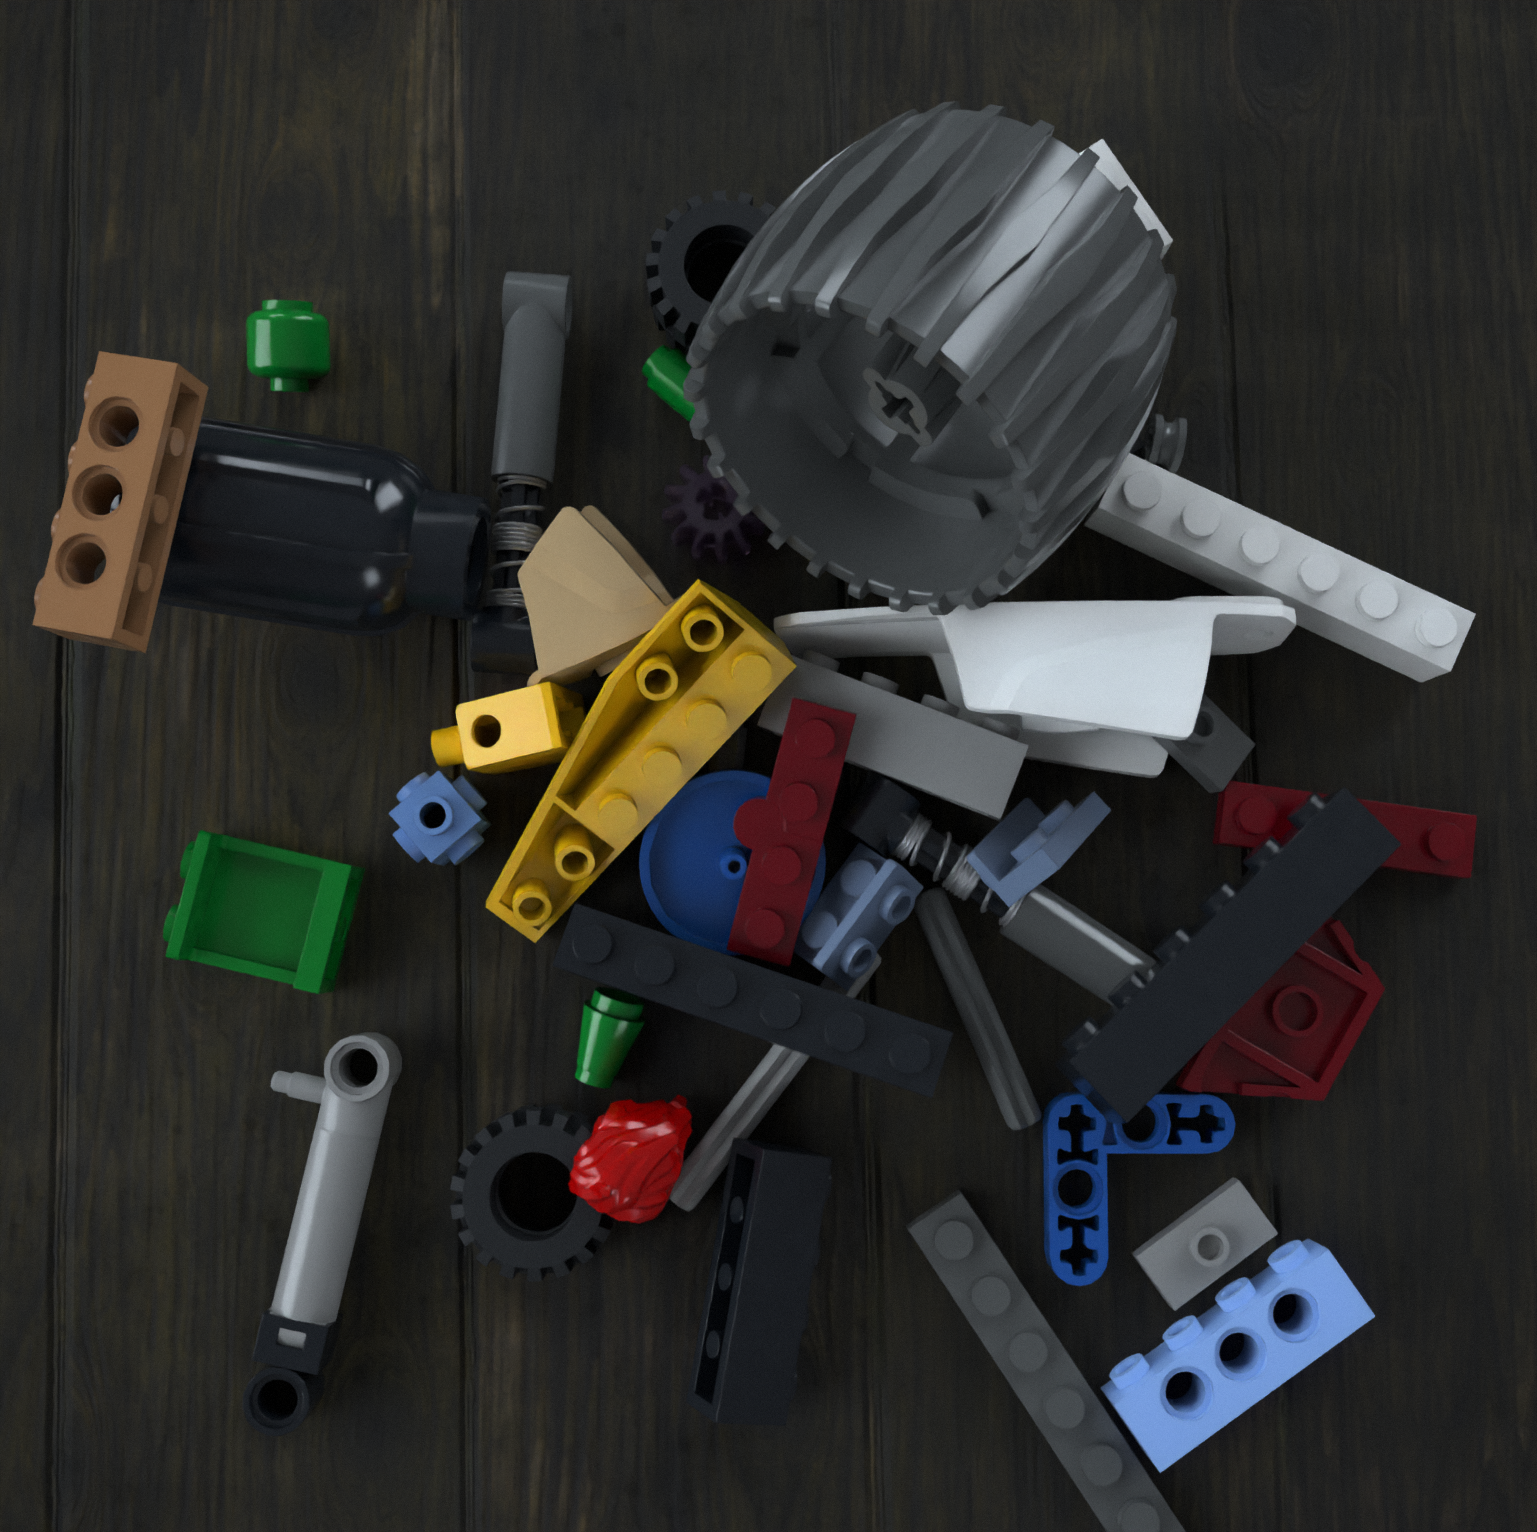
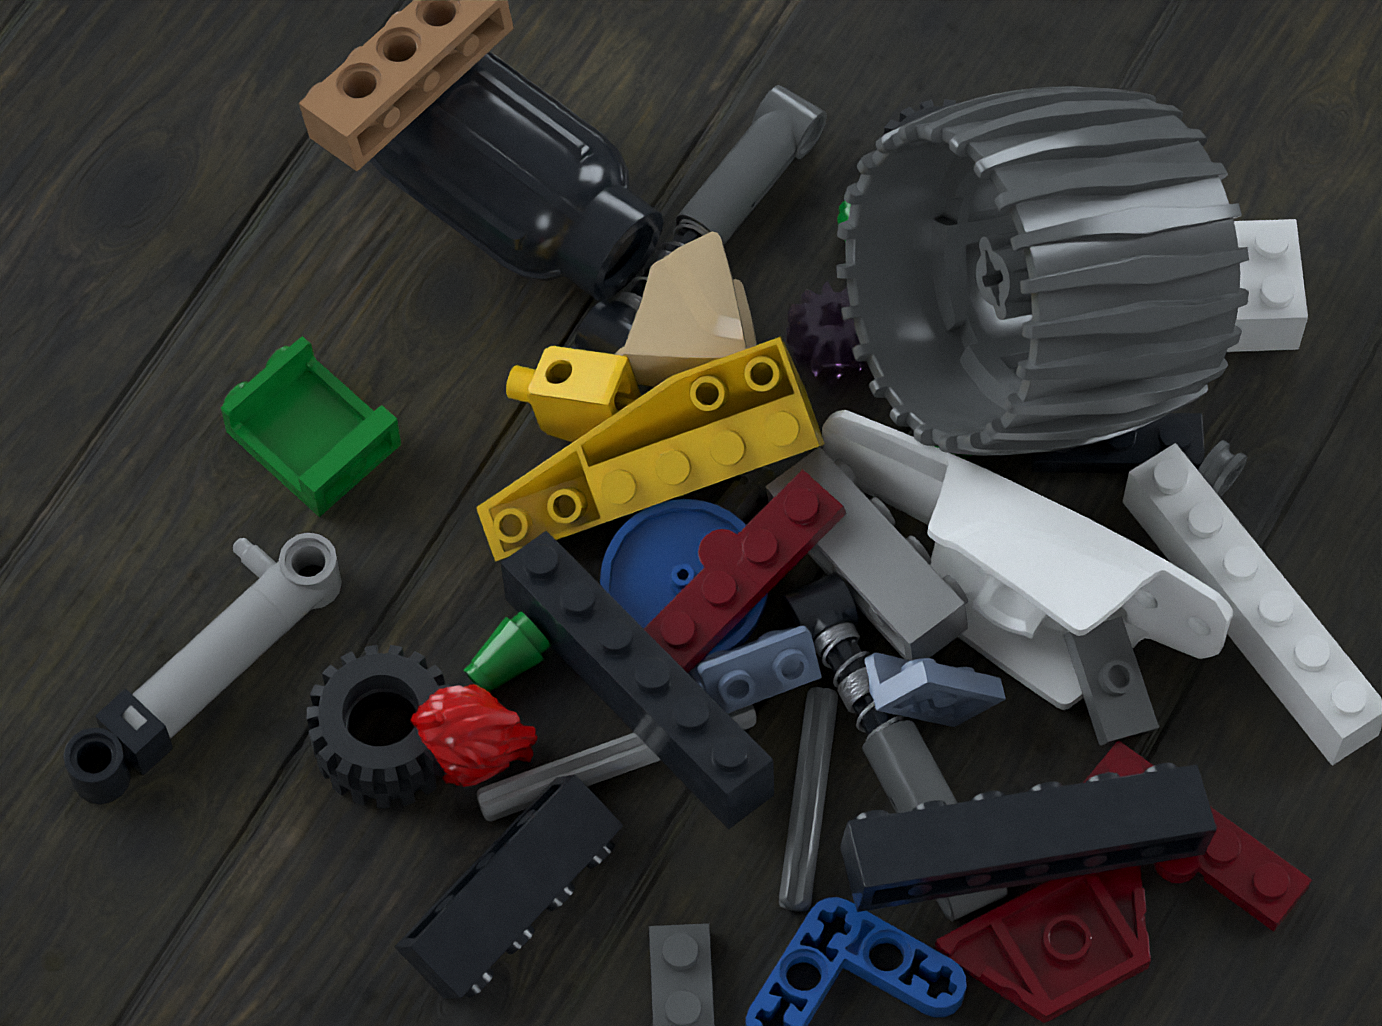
camera: 40 degrees right, 20 degrees down
(288, 344) = (585, 53): green head -> none
(463, 823) = (483, 429): medium blue brick -> none

